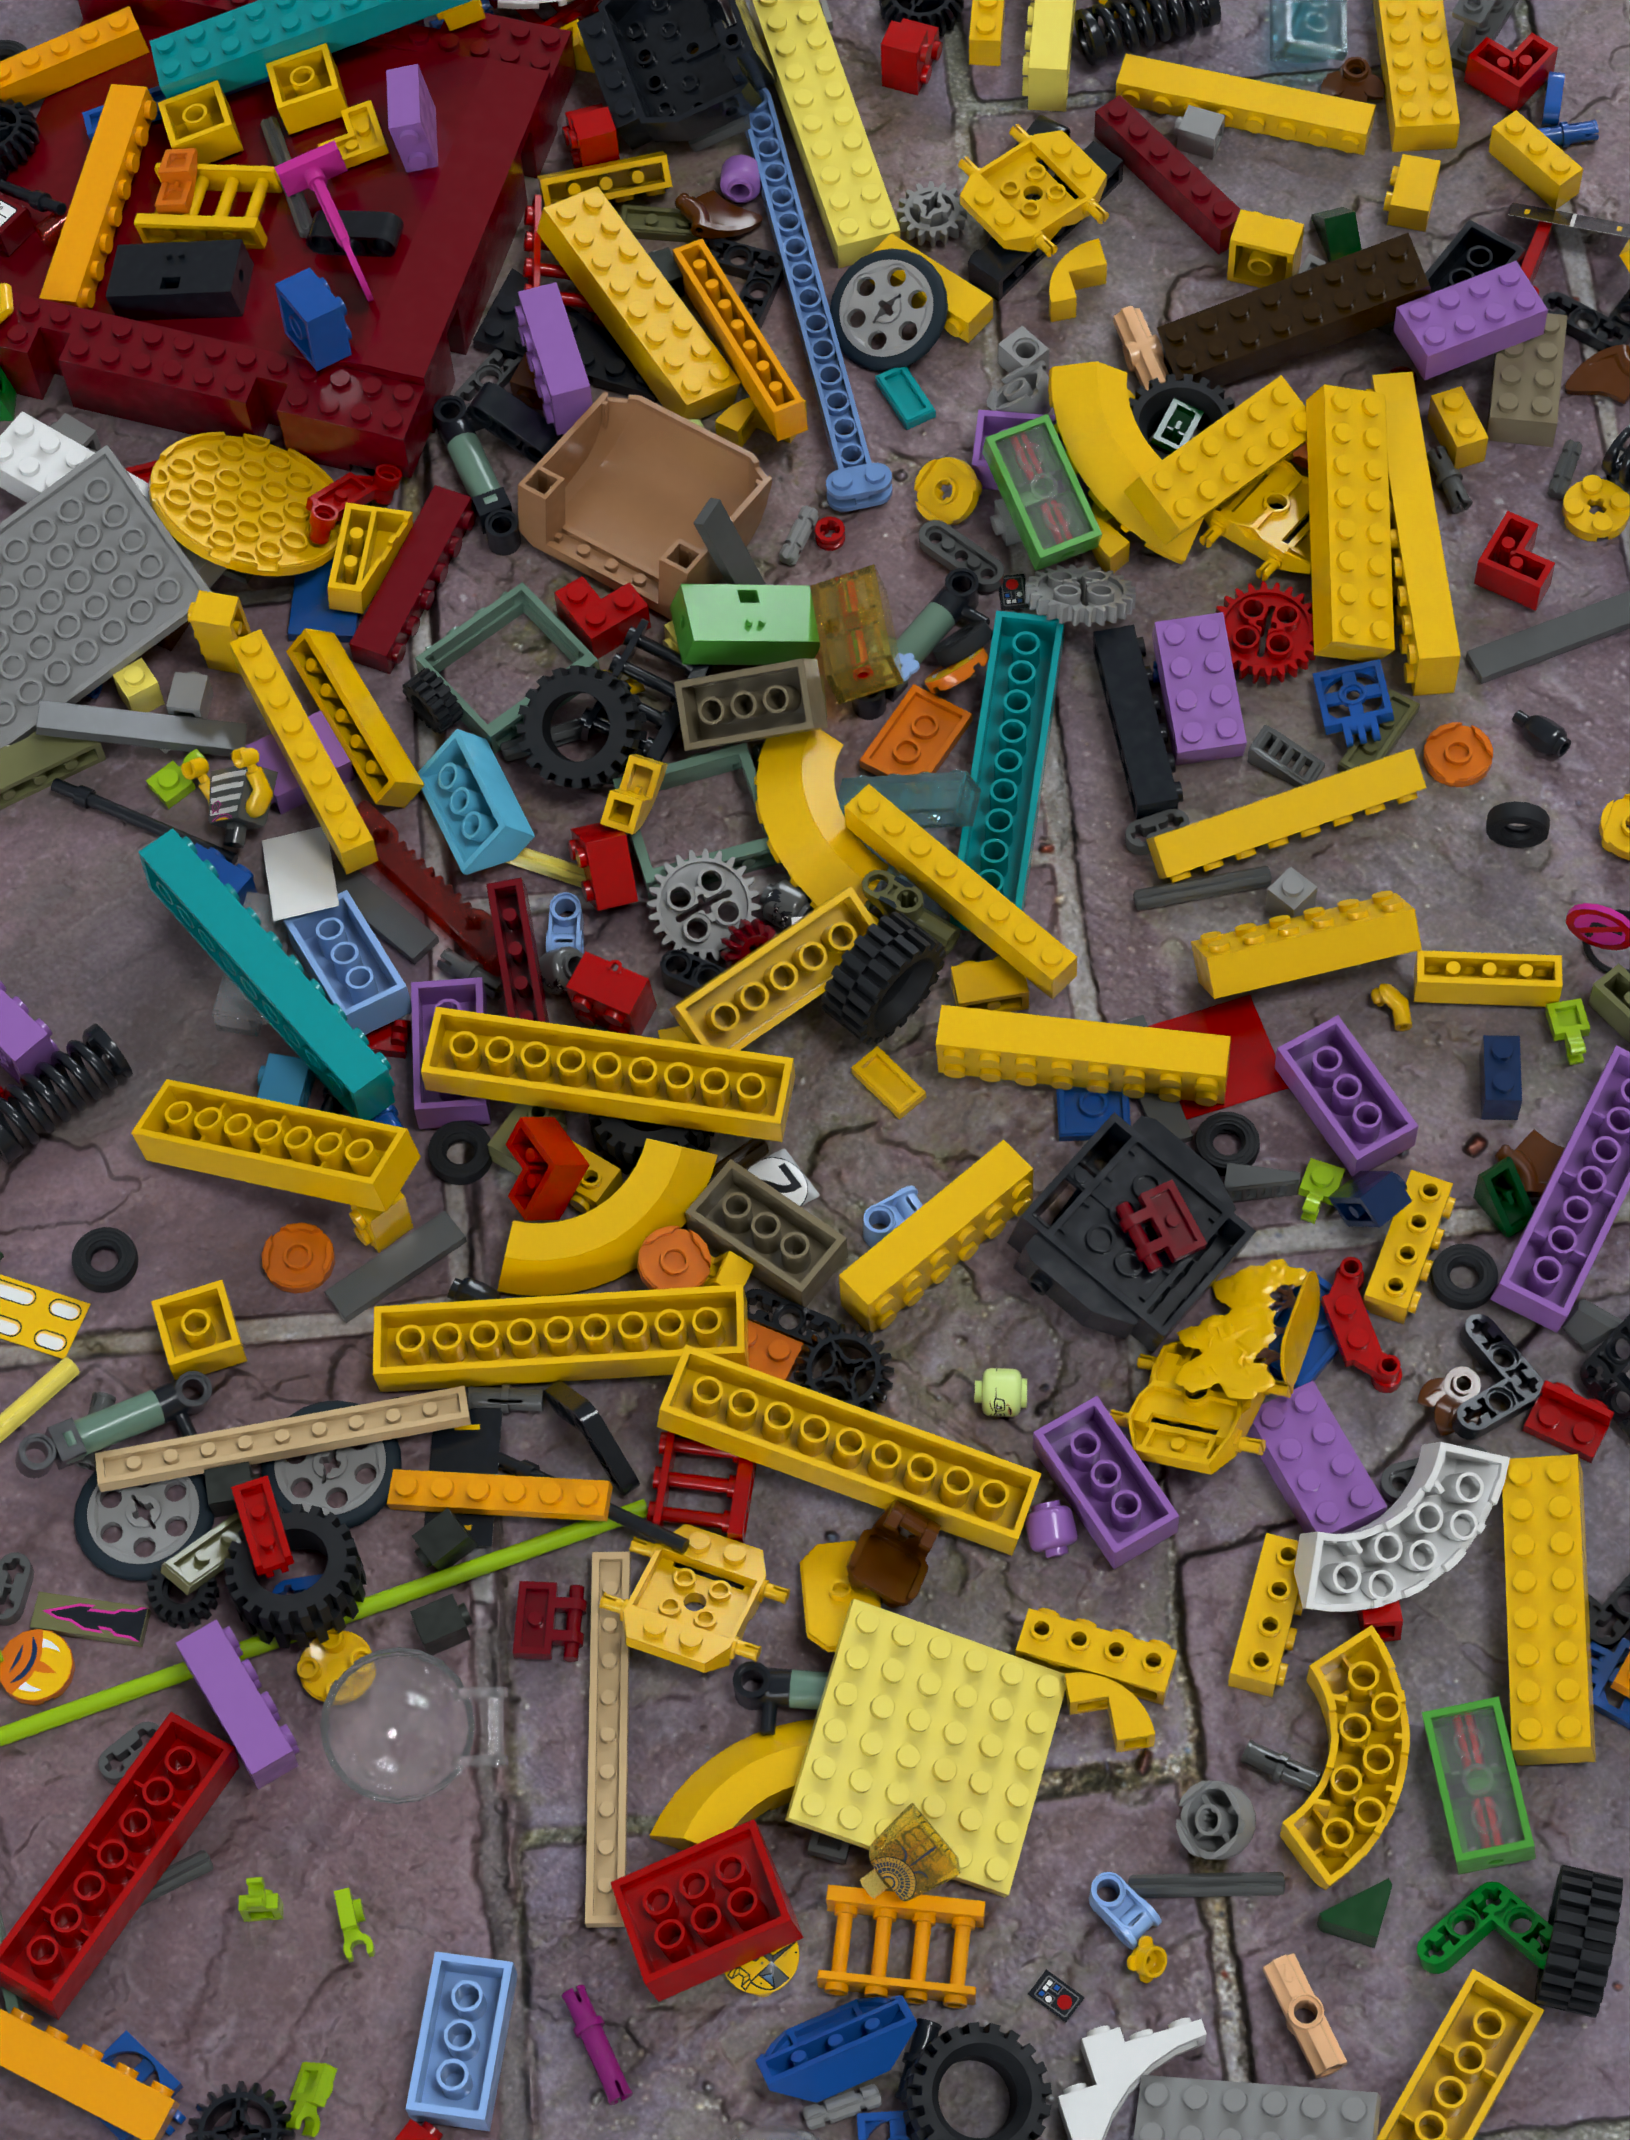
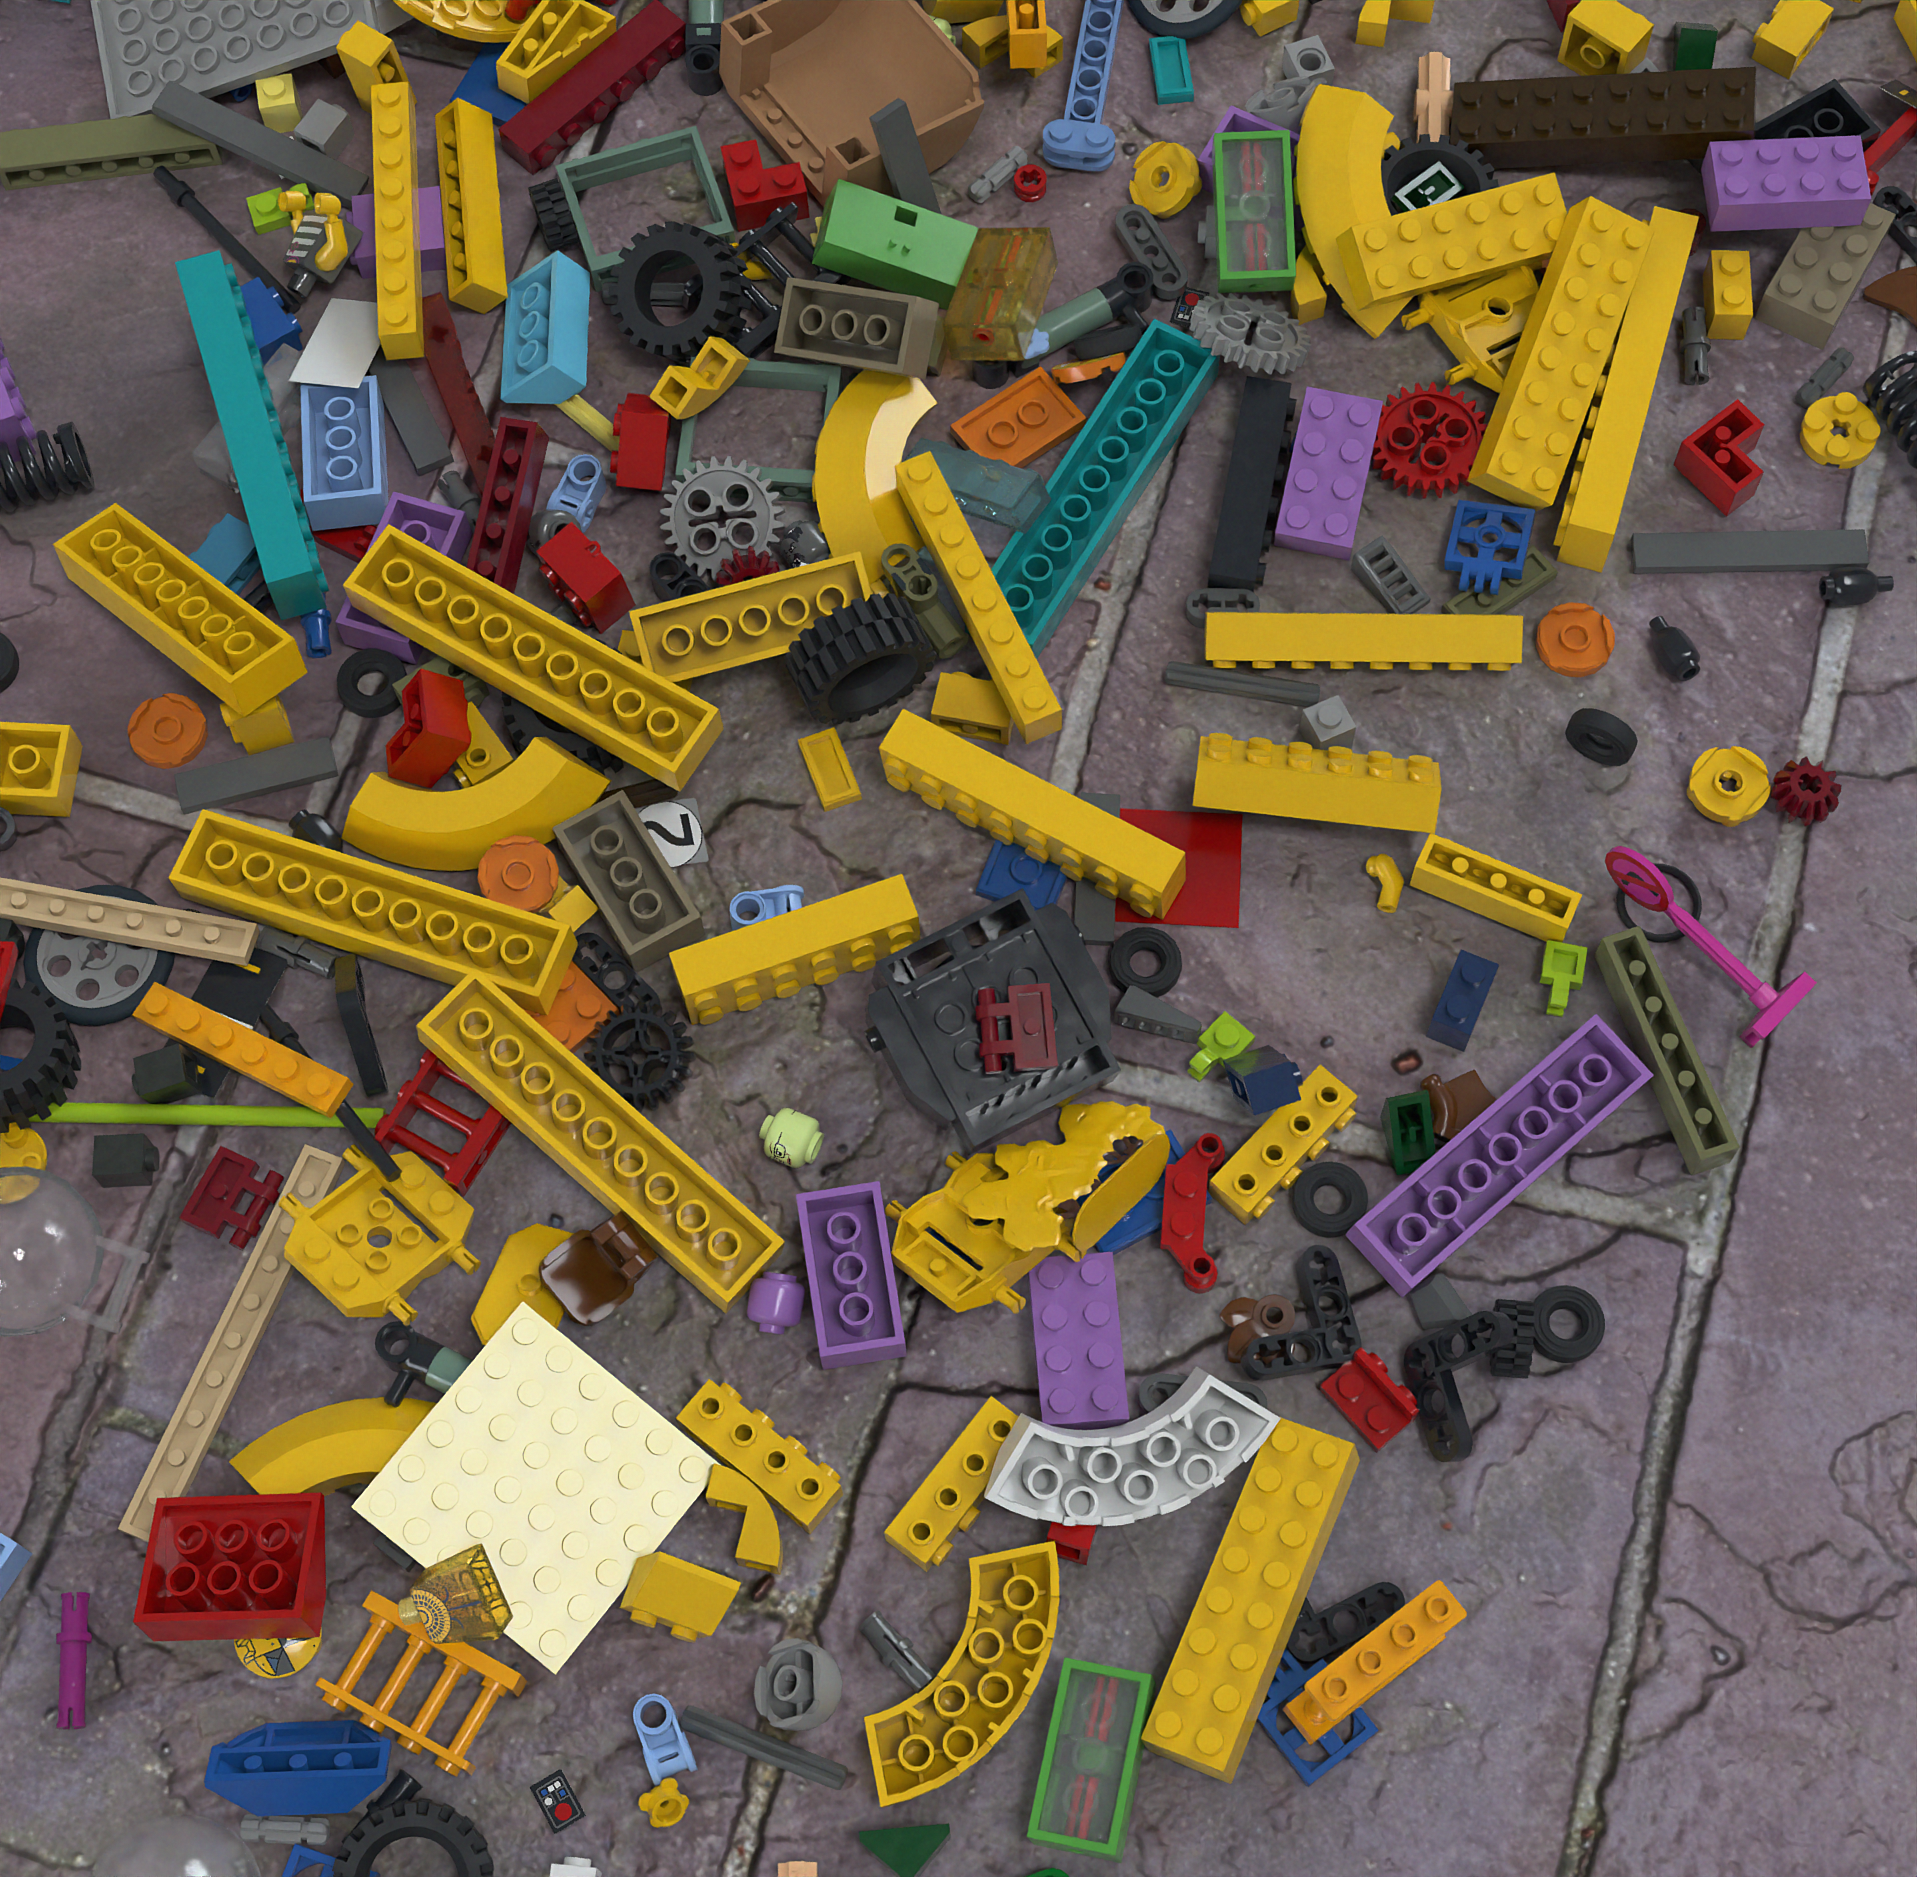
camera: 20 degrees right, 5 degrees up
(1086, 1786) = (678, 1596): none -> yellow slope
(1346, 1096) = (1288, 960): medium lavender brick -> none

